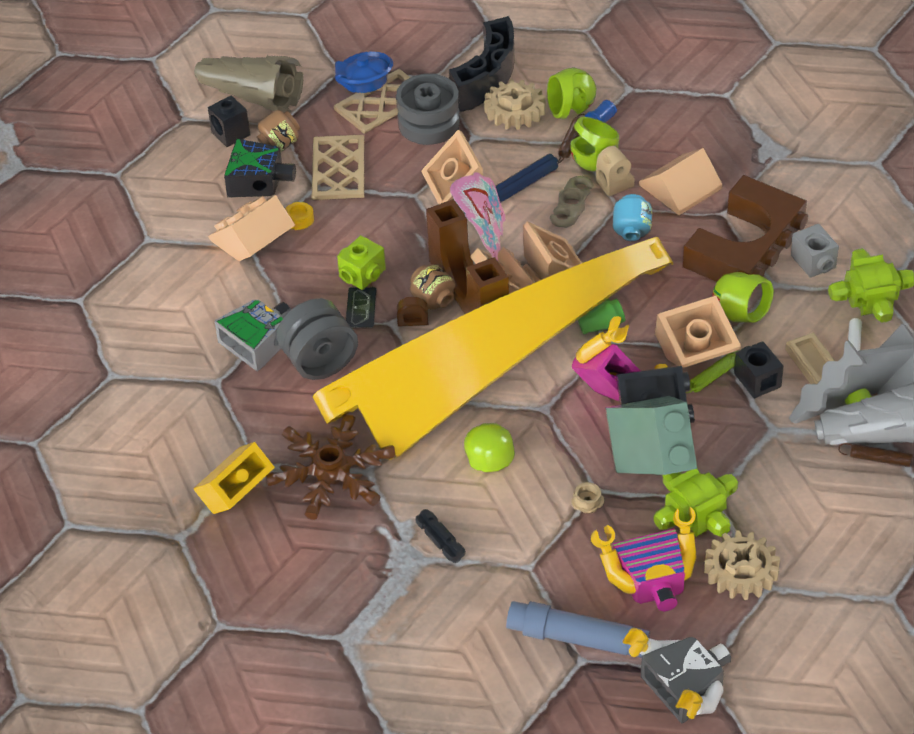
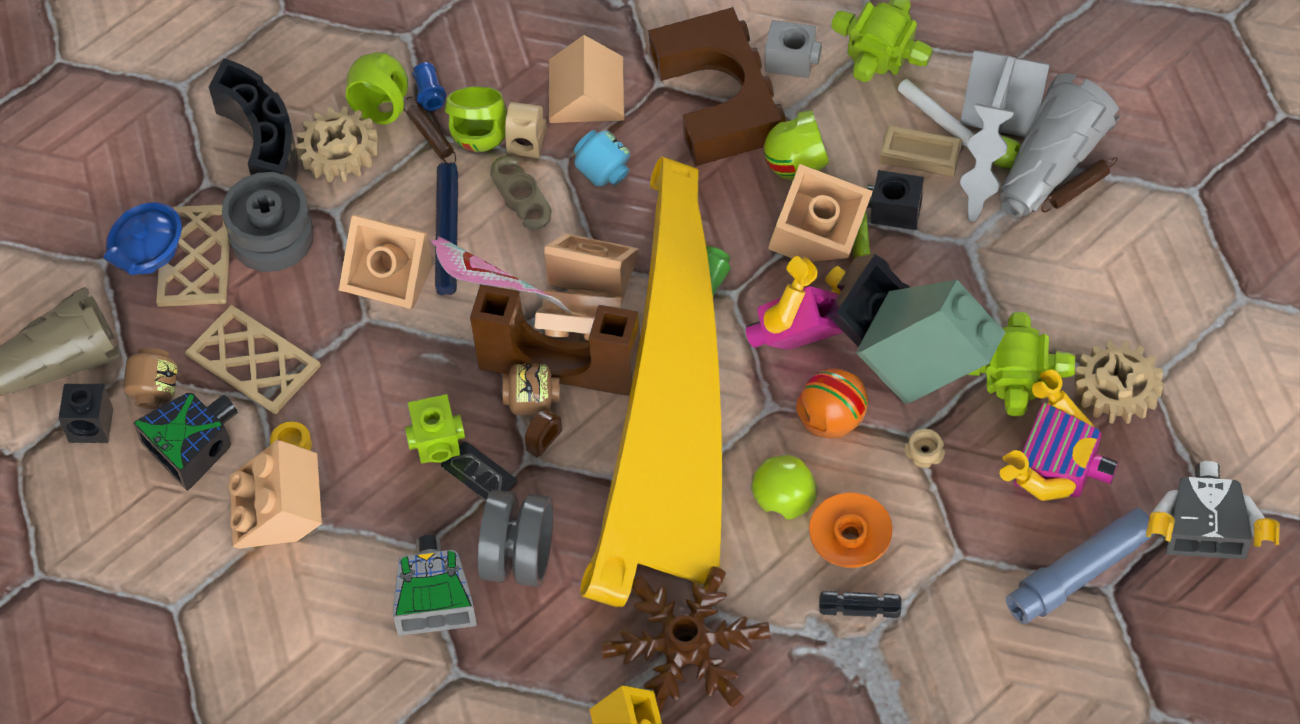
camera: 50 degrees left, 10 degrees up
(482, 486) = (855, 515): none -> orange dish
(569, 430) = (833, 402): none -> orange helmet

